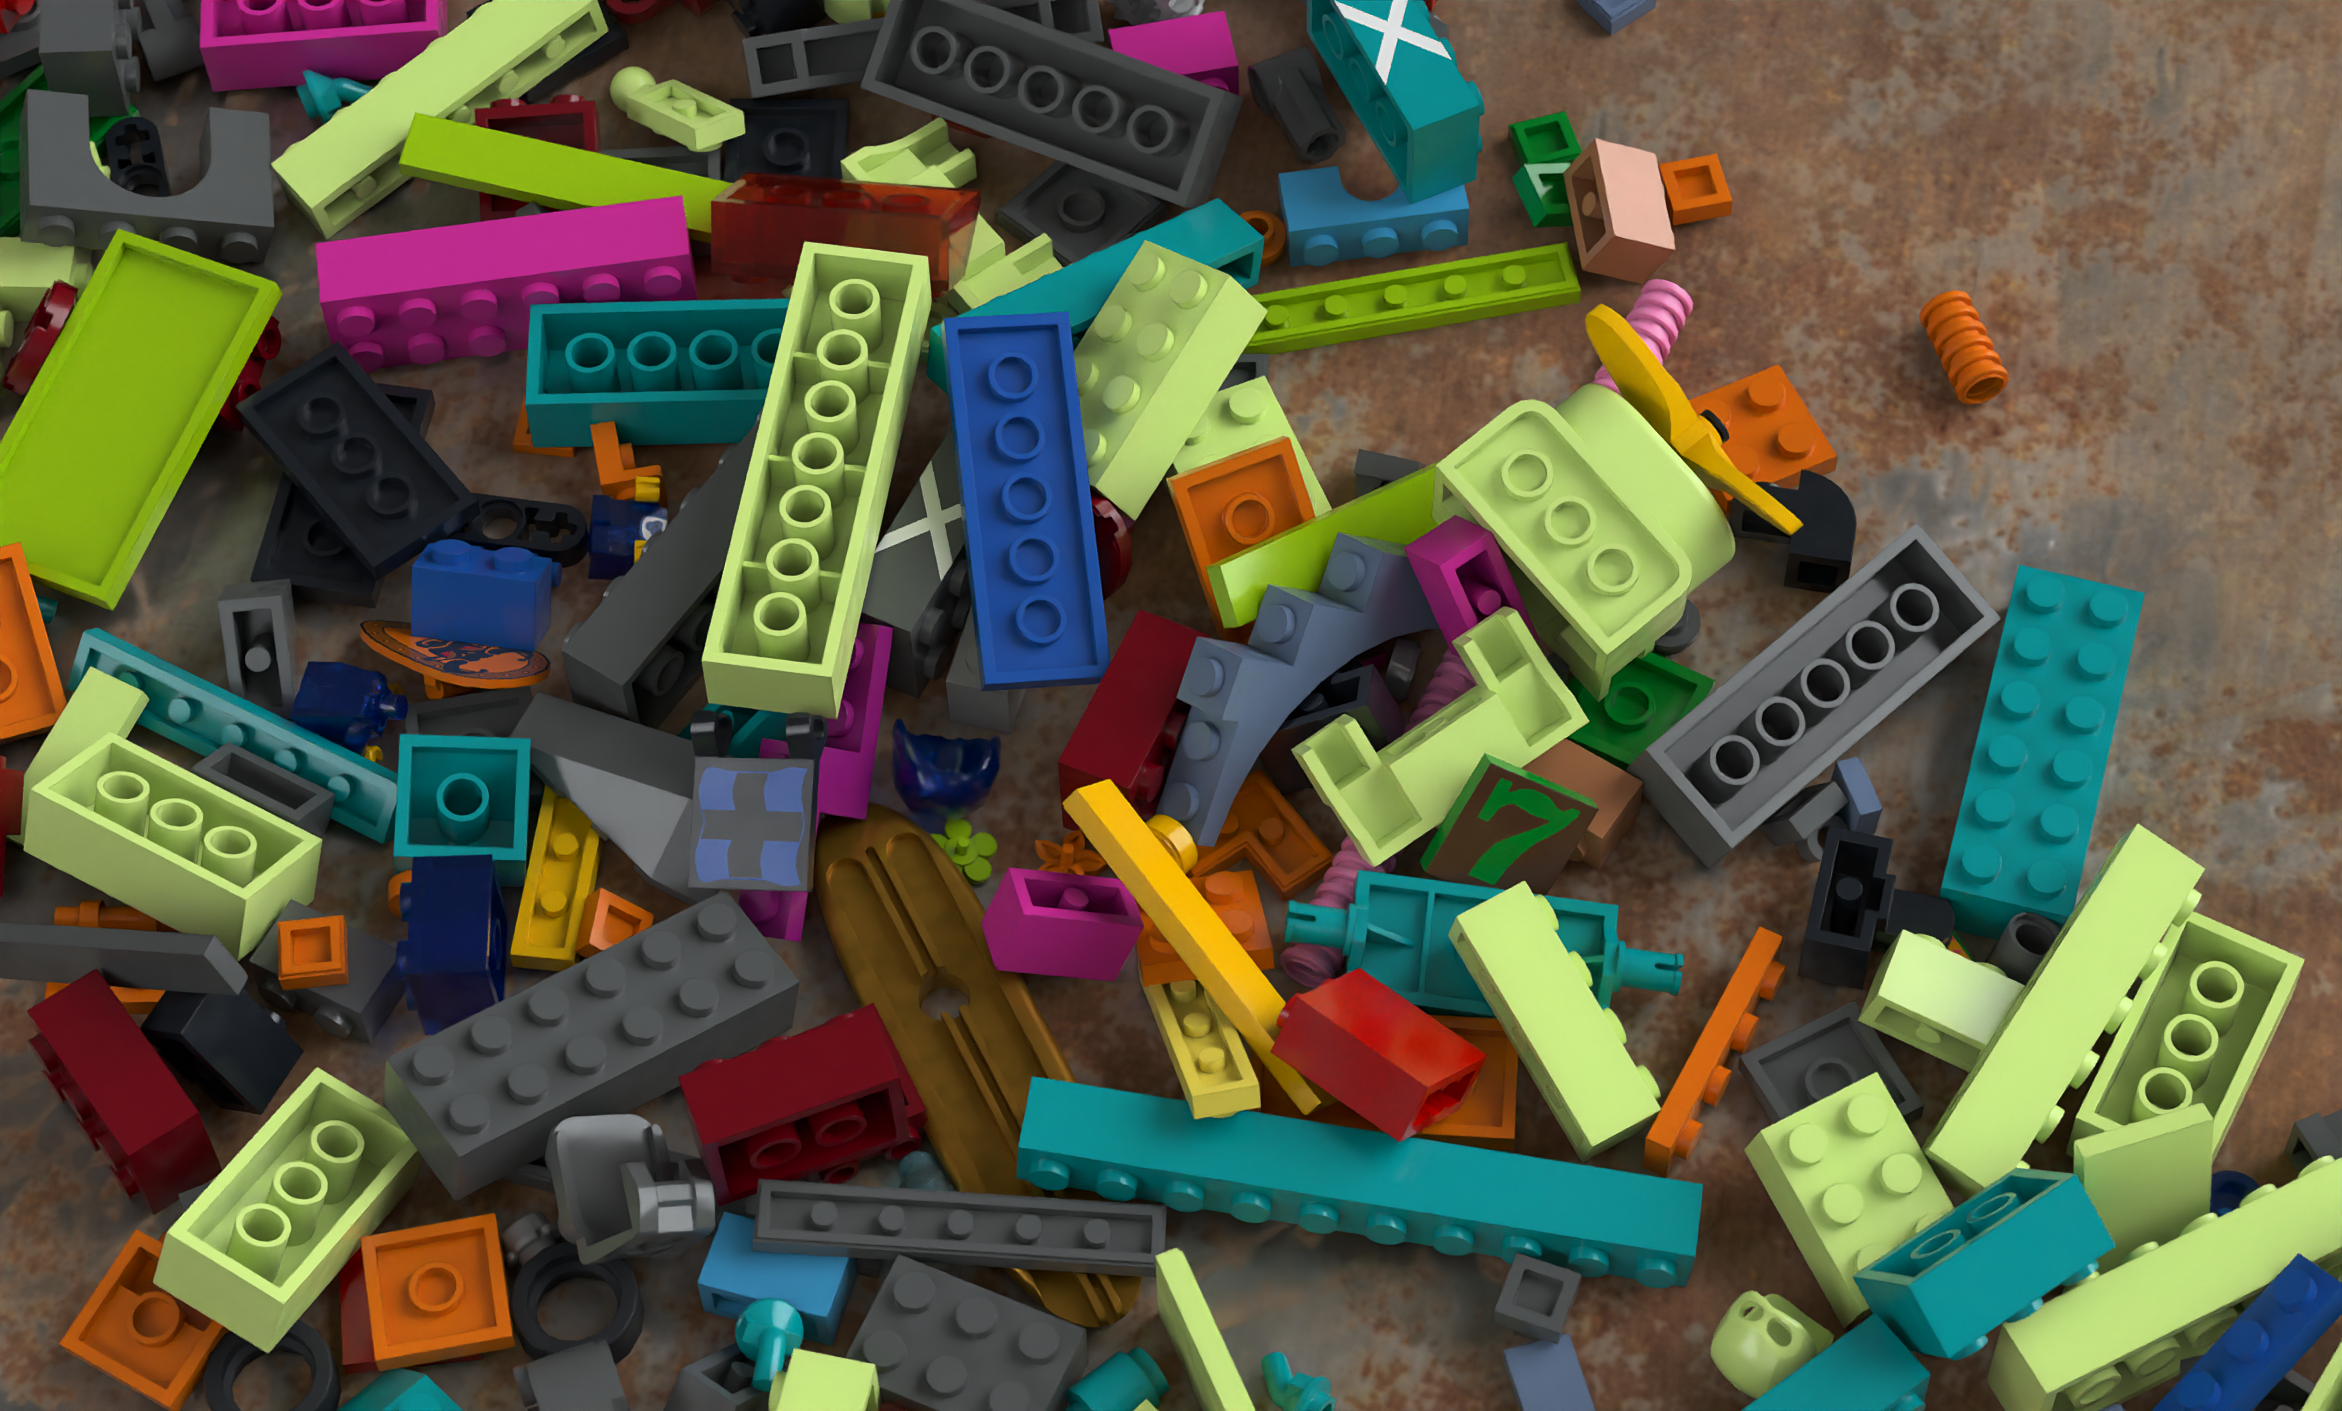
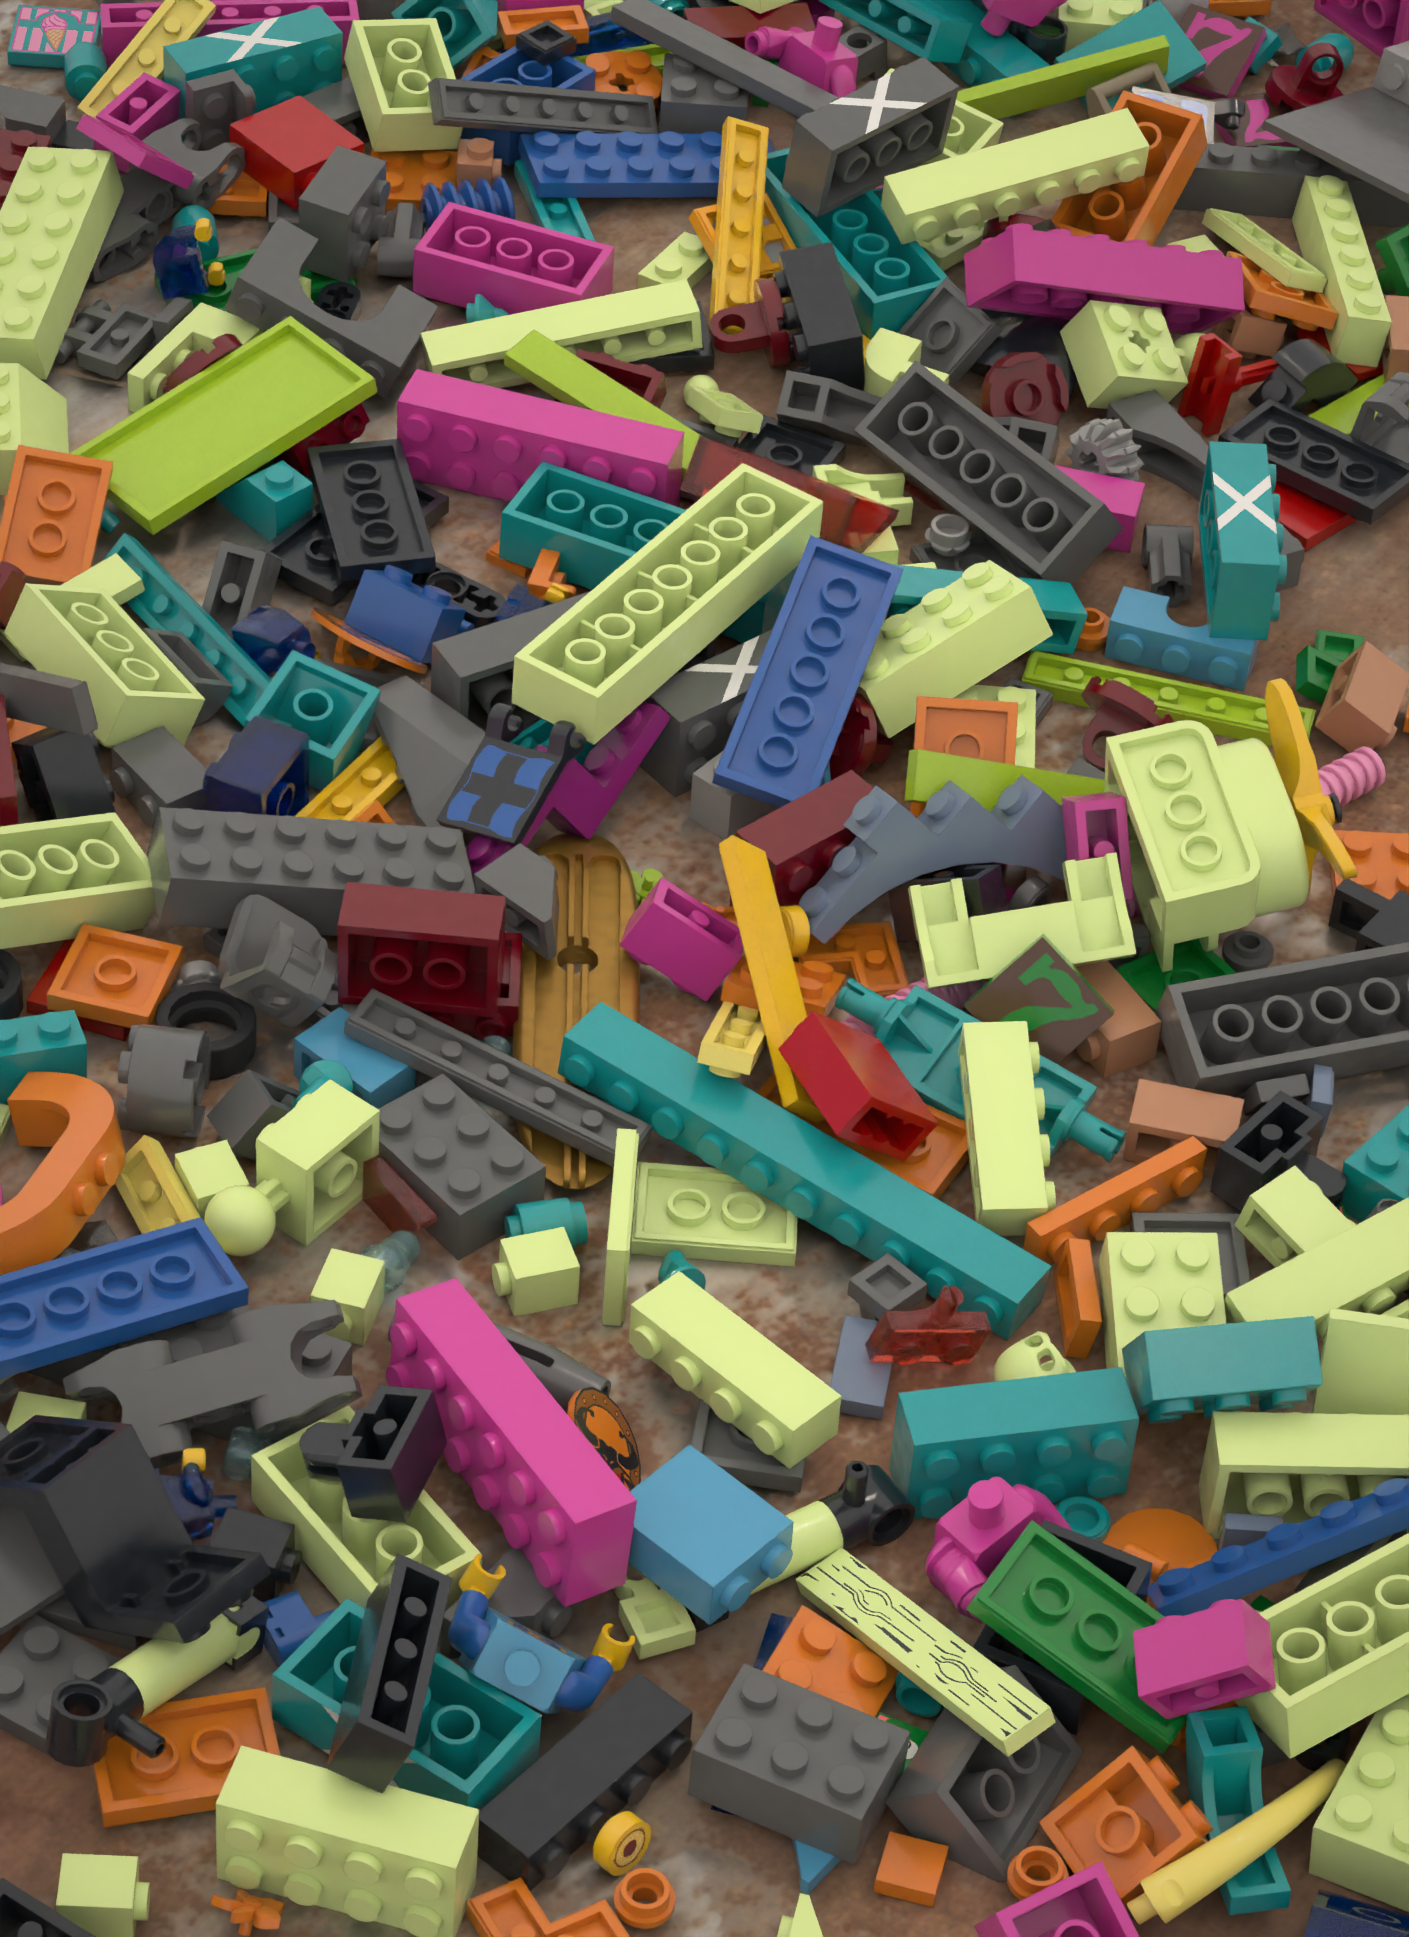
camera: 20 degrees right, 15 degrees down
(227, 491) = (269, 499): none -> teal slope
(313, 952) = (156, 756): orange tile -> none
(851, 956) = (530, 896): none -> dark grey slope
(943, 775) = (655, 838): clear blue hair -> none
(1038, 171) = (948, 534): none -> light grey plate
(1284, 1284) = (708, 1217): none -> yellowish green tile
(1373, 363) = (1118, 712): none -> dark red tile
(1633, 1330) = (929, 1333): none -> clear red plate
(1719, 906) = (1173, 1113): none -> nougat brick
(1742, 1202) = (1077, 1298): none -> orange tile

